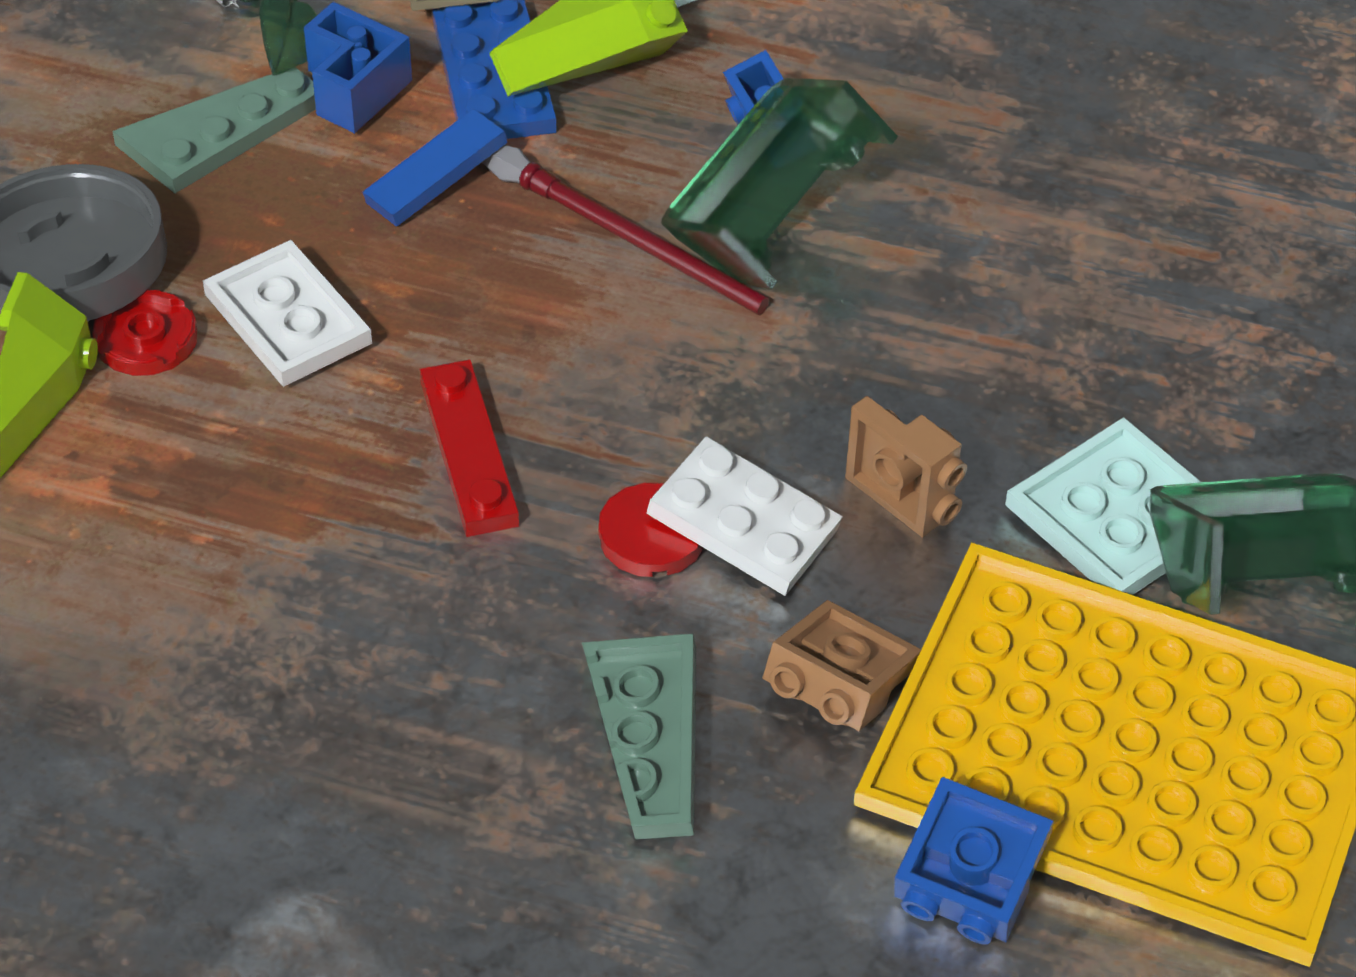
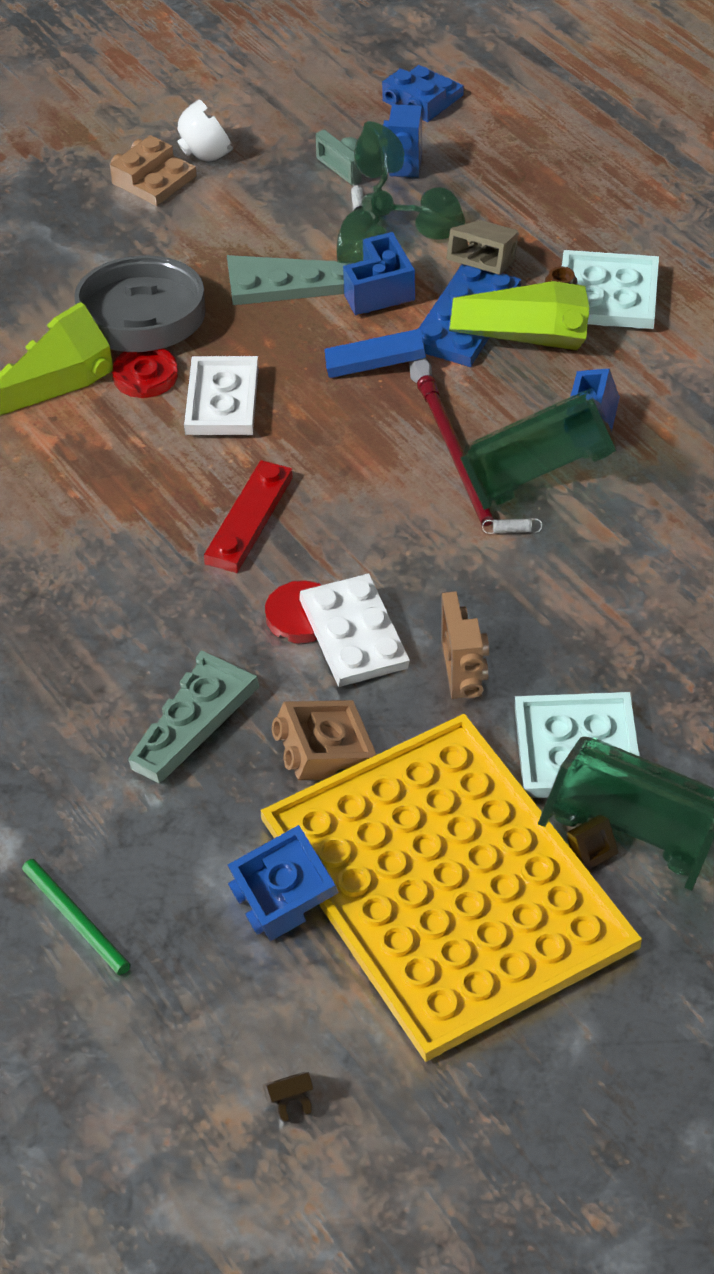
camera: 40 degrees right, 0 degrees up
(797, 297) = (512, 526): none -> white piece
(1245, 604) = (593, 841): none -> dark brown tile

